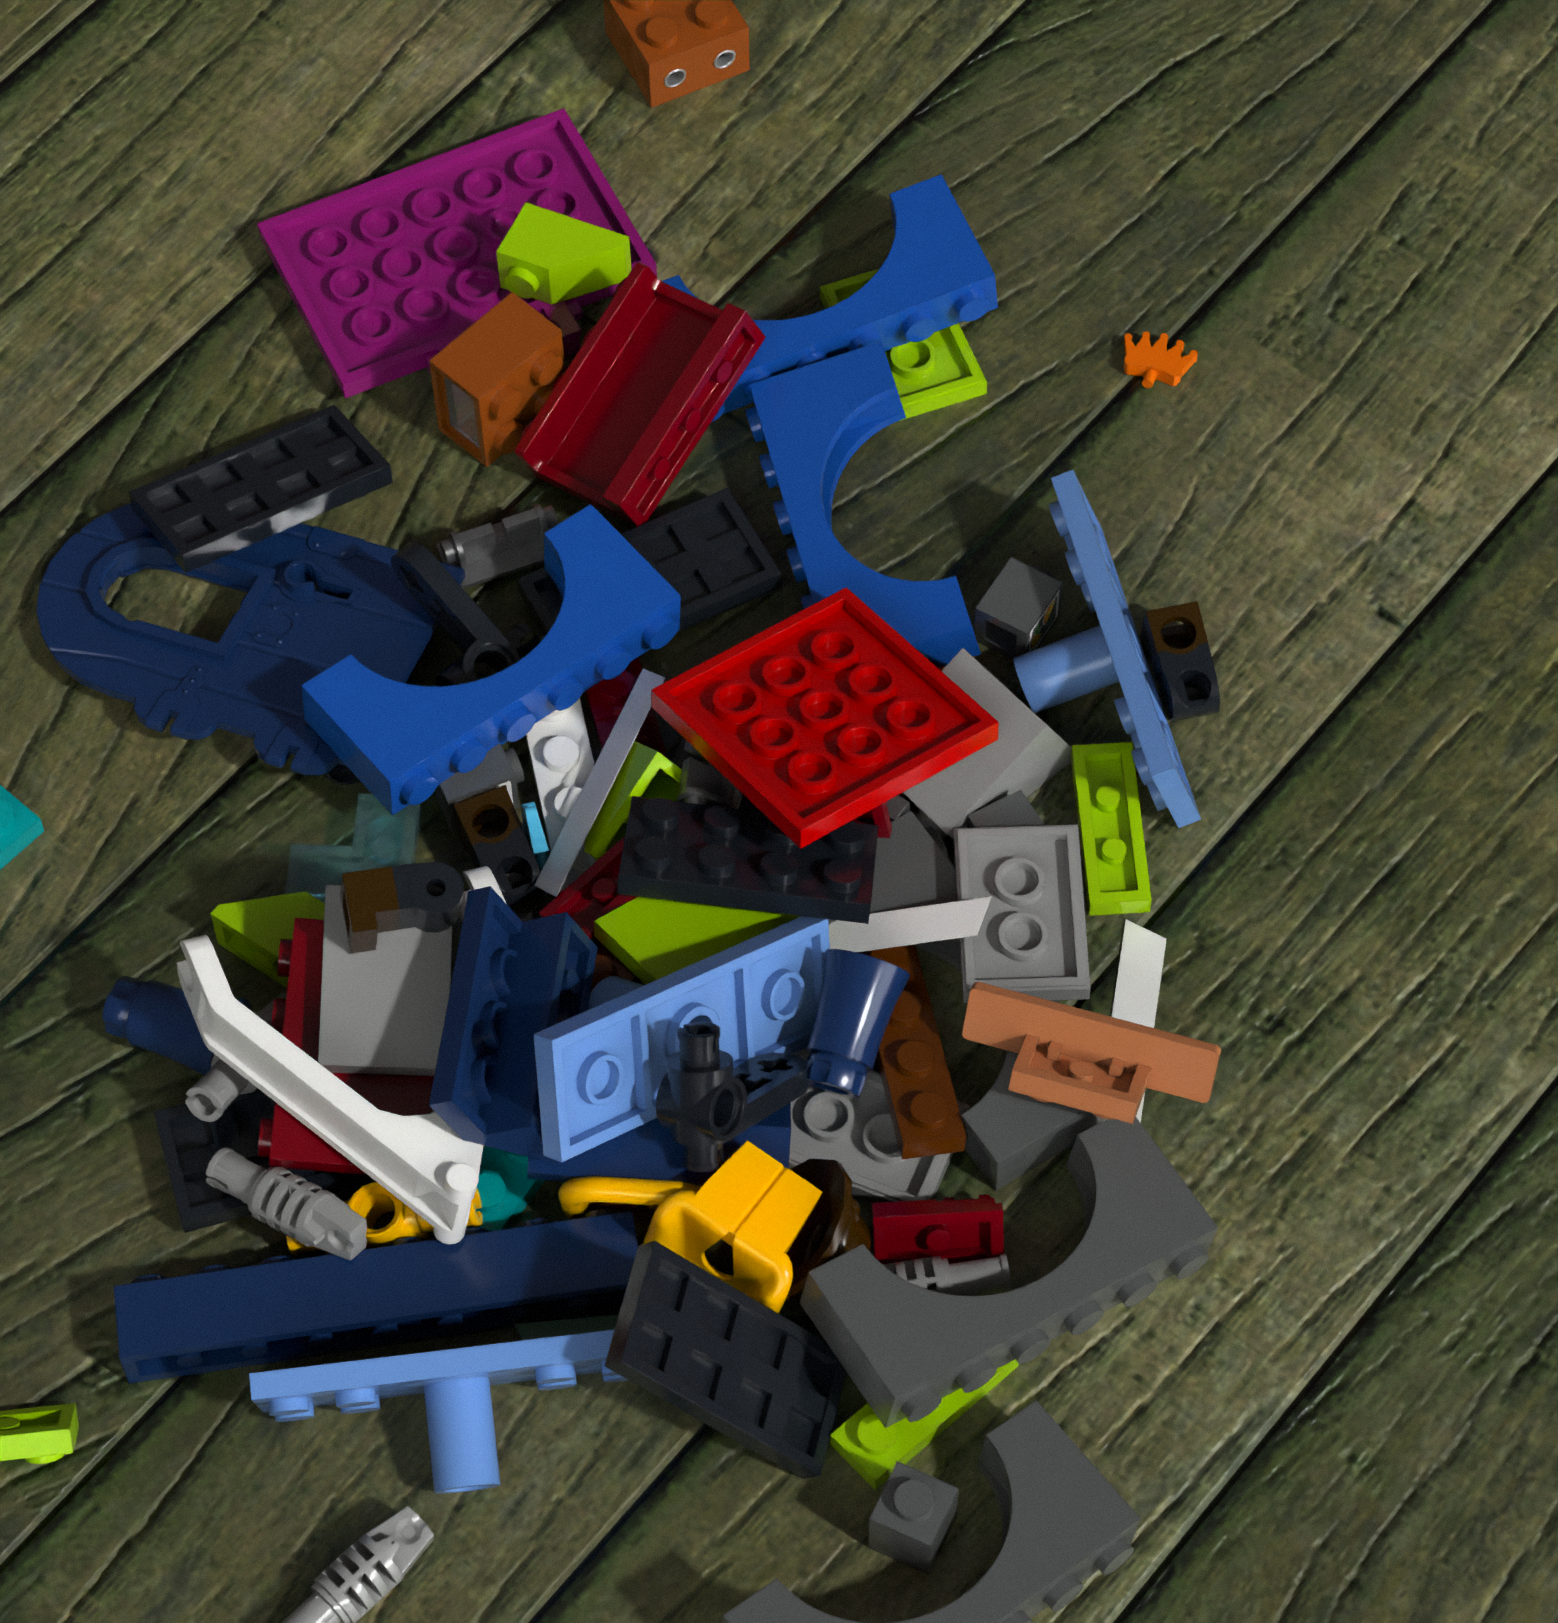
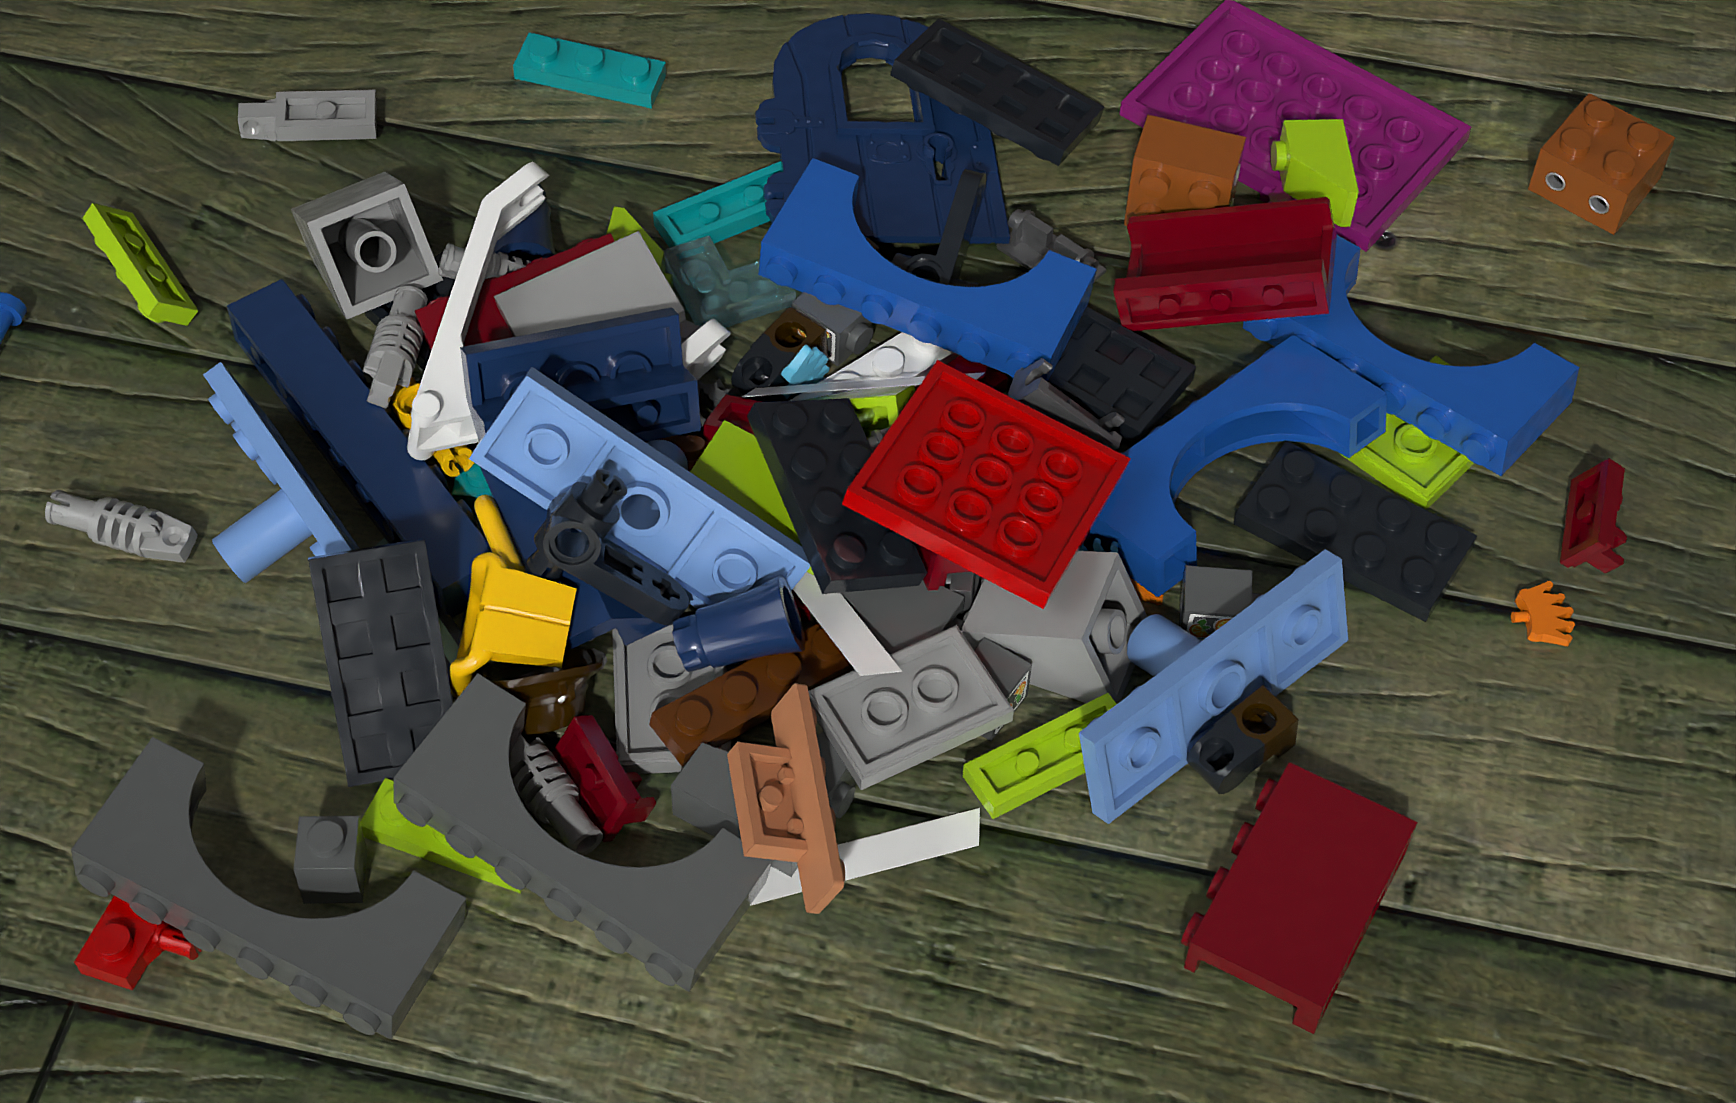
camera: 60 degrees right, 5 degrees down
(106, 1179) = (367, 243): none -> light grey slope
(255, 821) = (718, 211): none -> teal plate
(397, 899) = (639, 266): leg -> none
(715, 632) = (1042, 396): none -> flat silver hinge
(981, 457) = (1381, 538): none -> black plate
(1080, 260) = (1592, 517): none -> dark red plate
(1363, 695) = (1300, 891): none -> dark red panel

